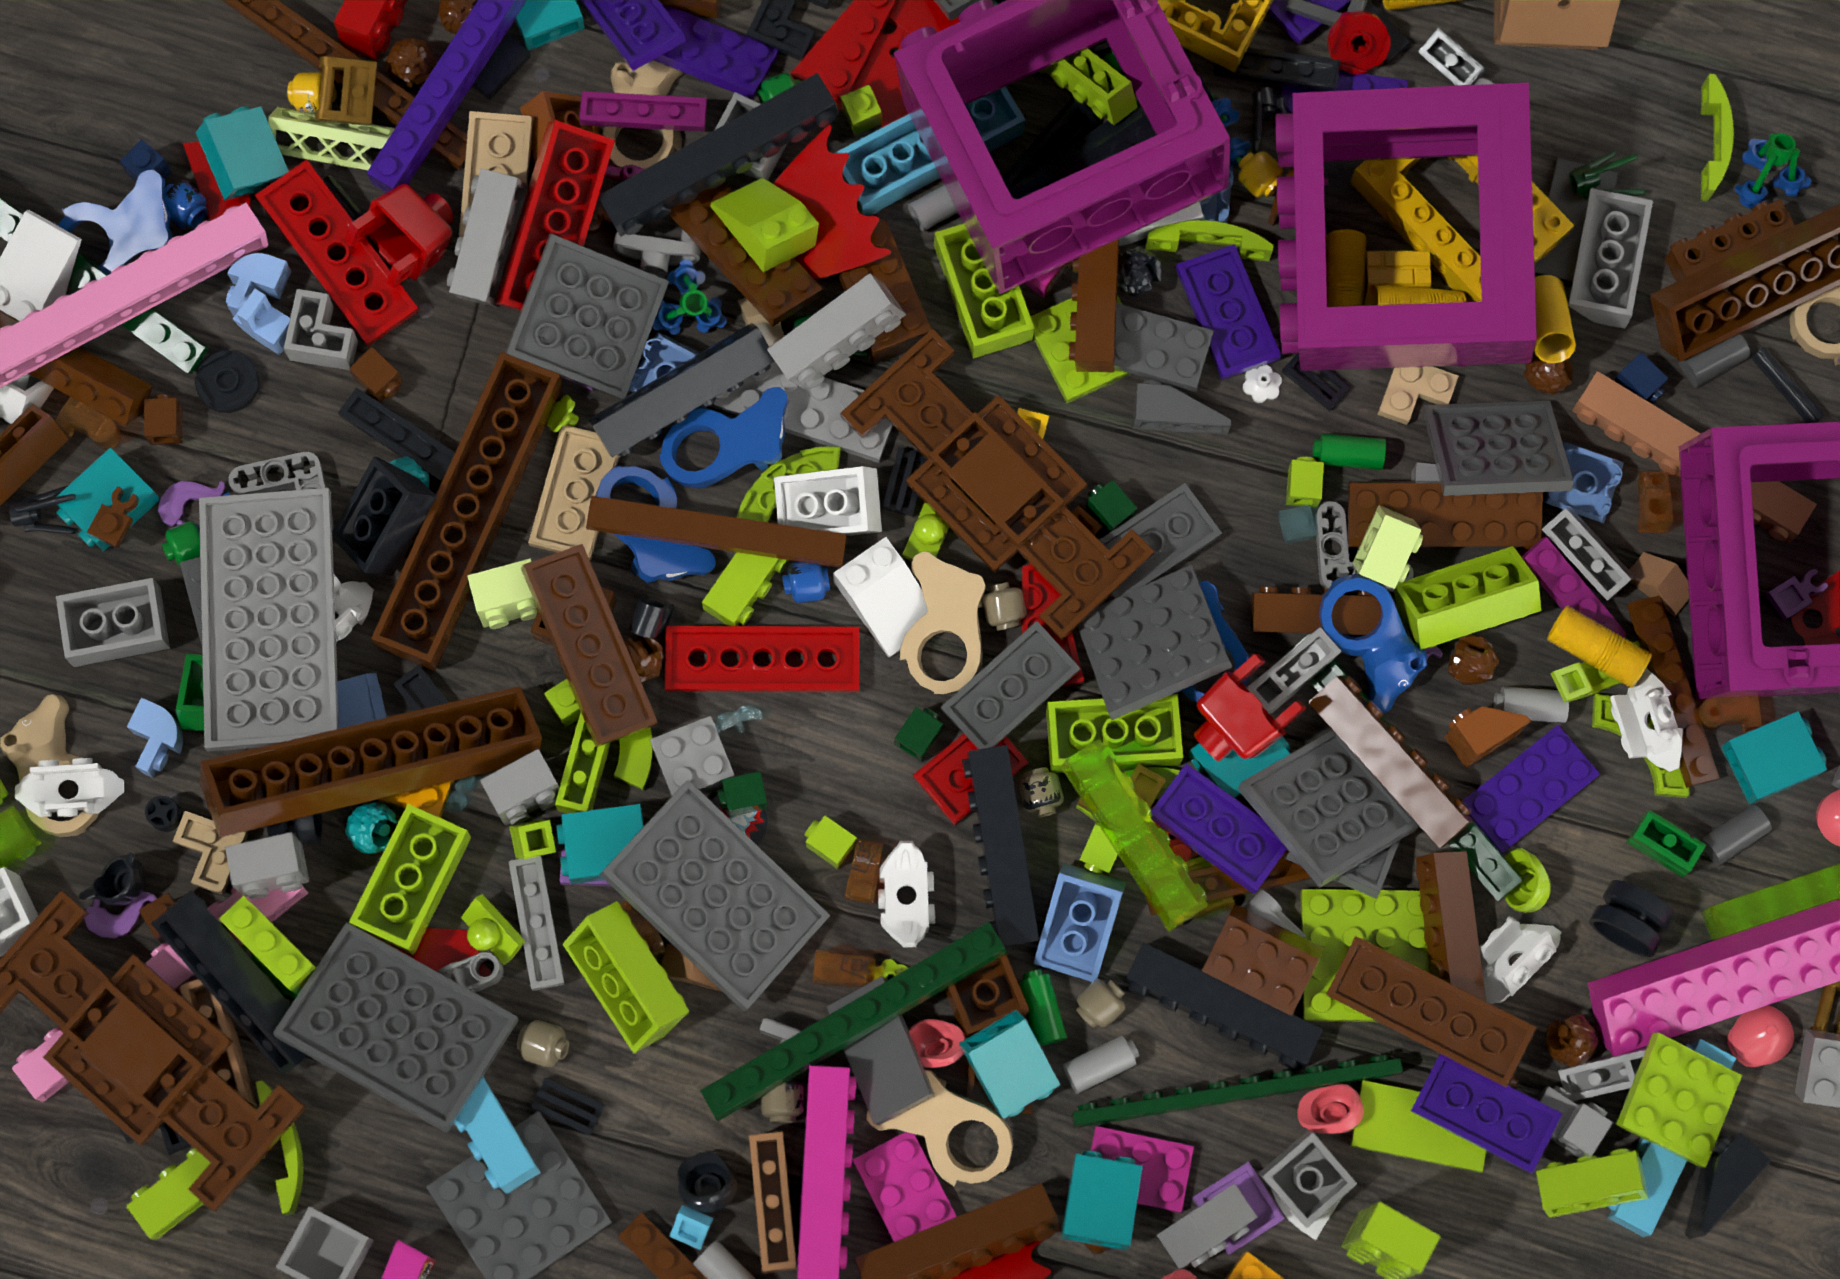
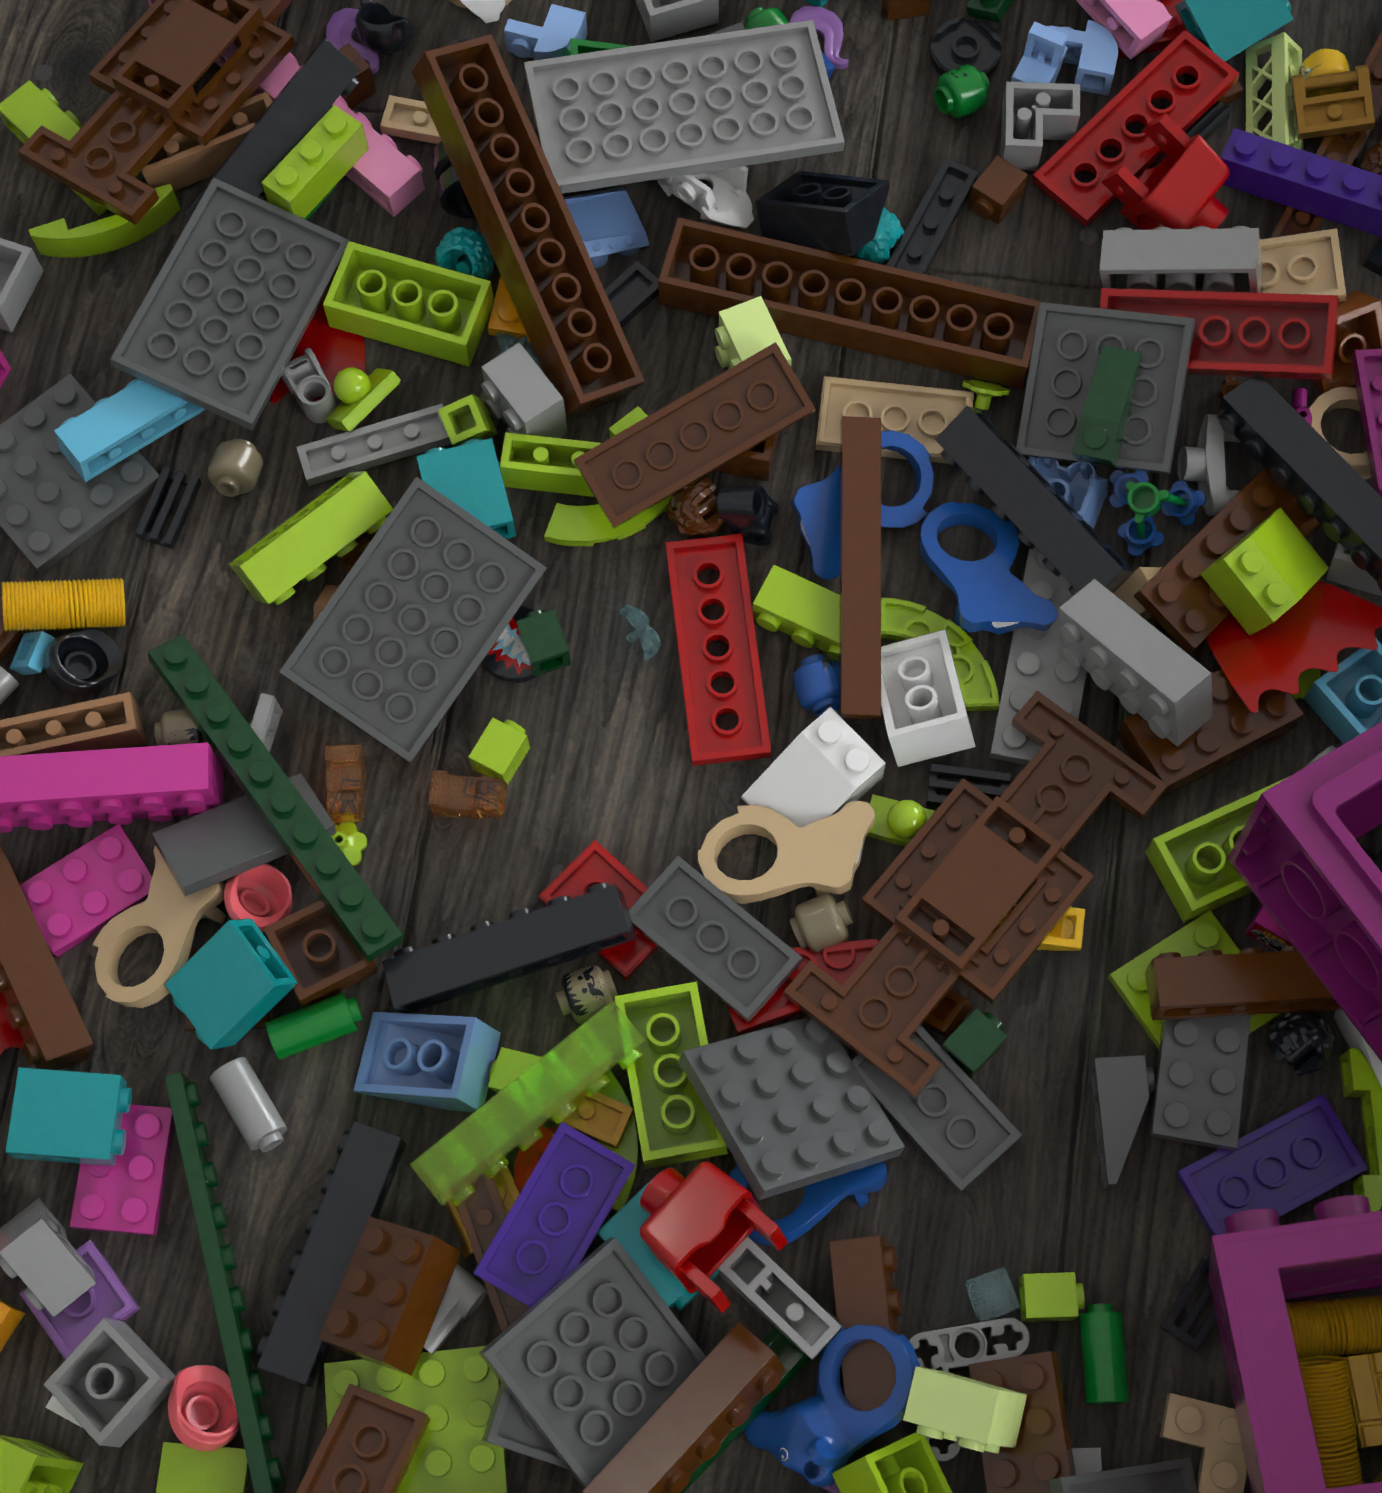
camera: 90 degrees right, 5 degrees down
(267, 865) = (398, 145): light grey piece -> none
(275, 389) = (961, 91): none -> green head
(300, 482) = (861, 136): light grey beam -> none
(610, 316) = (1107, 407): none -> dark green slope
(656, 1200) = (62, 604): none -> yellow piece
(693, 755) = (583, 583): light grey brick -> none
(906, 868) = (403, 849): white piece -> none
(919, 733) = (646, 839): dark green brick -> none
(1100, 1003) = (324, 1095): dark tan head -> none
(1261, 389) = (1172, 1235): white plant -> none

